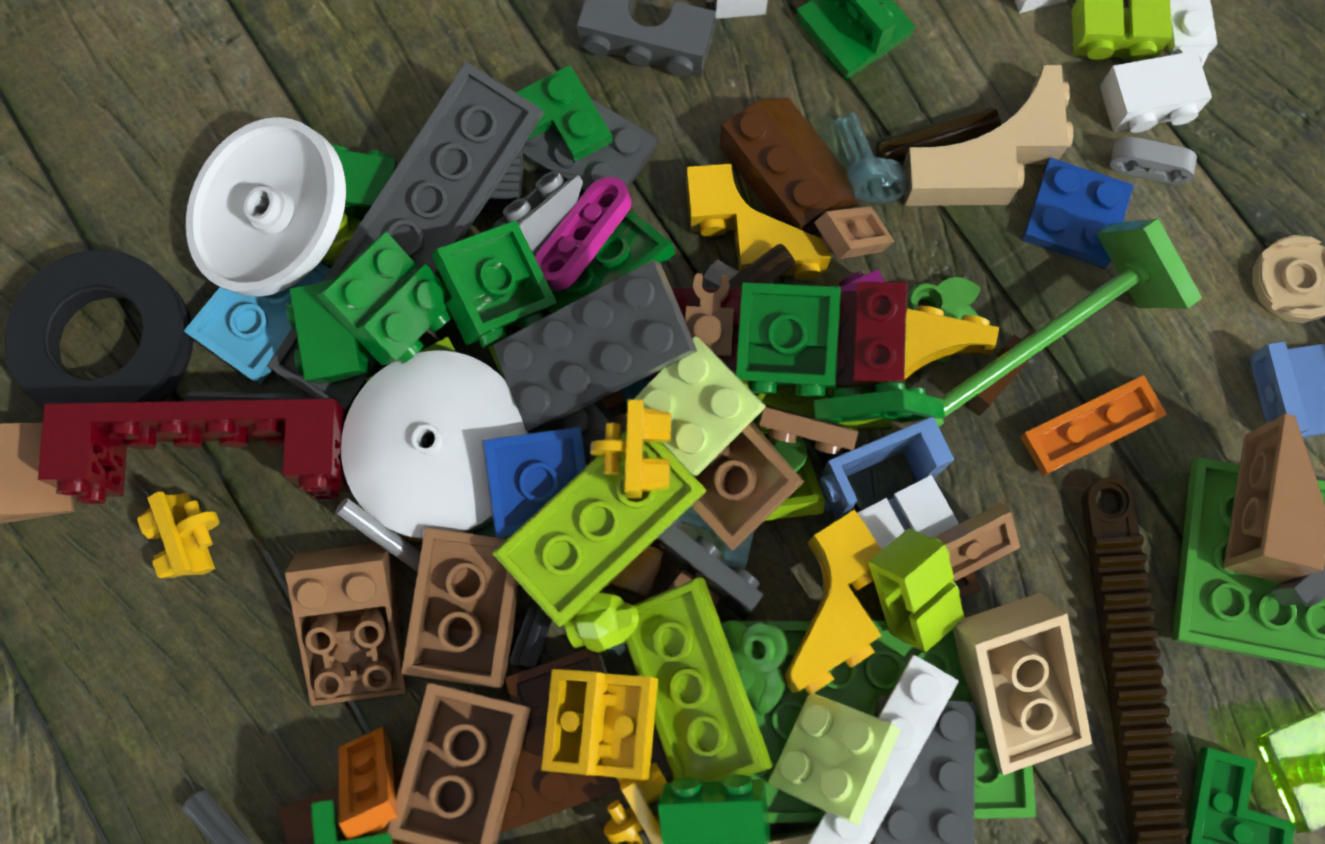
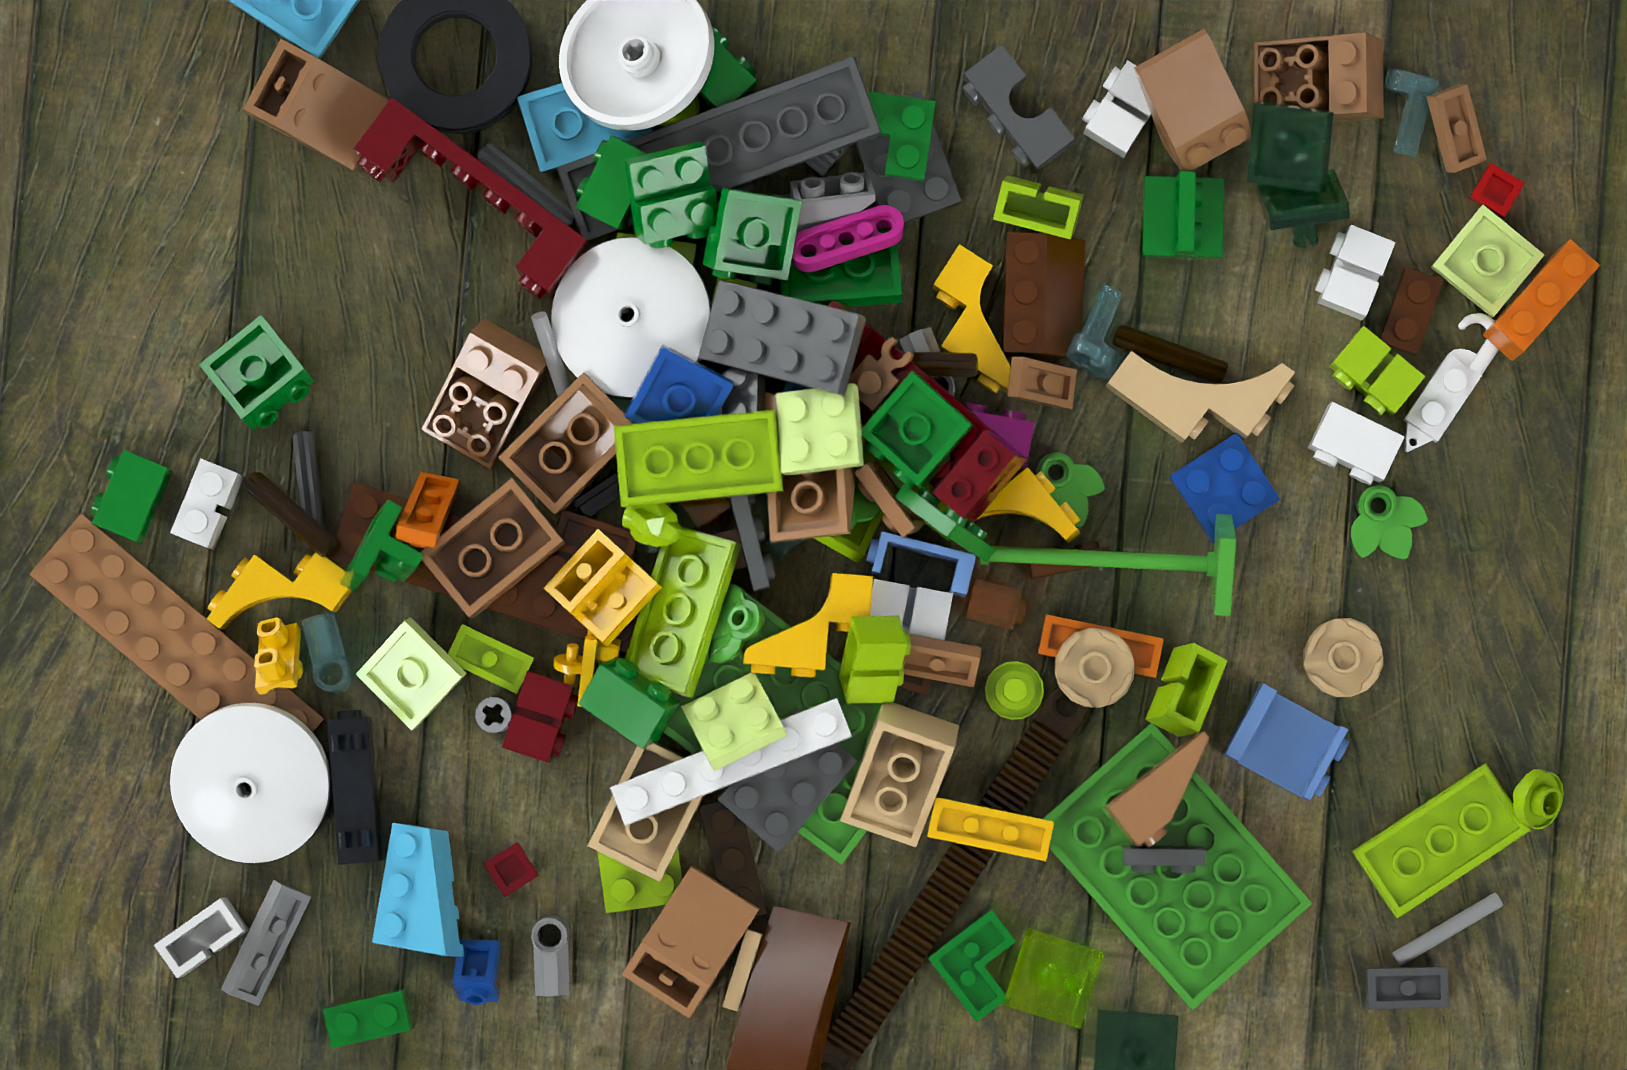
camera: 40 degrees right, 10 degrees up
(104, 776) = (258, 374): none -> green plate
(183, 534) = (419, 246): yellow hips -> none
(642, 427) = (768, 418): yellow hips -> none
(746, 82) = (1047, 212): none -> lime piece
(976, 459) = (996, 605): none -> clear orange brick
(1053, 524) = (1014, 690): none -> lime plate
(1109, 446) = (1094, 667): none -> tan tile
(1151, 669) = (990, 829): none -> yellow plate
(1153, 160) = (1309, 492): light grey beam -> none
(1209, 400) = (1191, 684): none -> lime piece
(1238, 142) = (1387, 529): none -> bright green plate

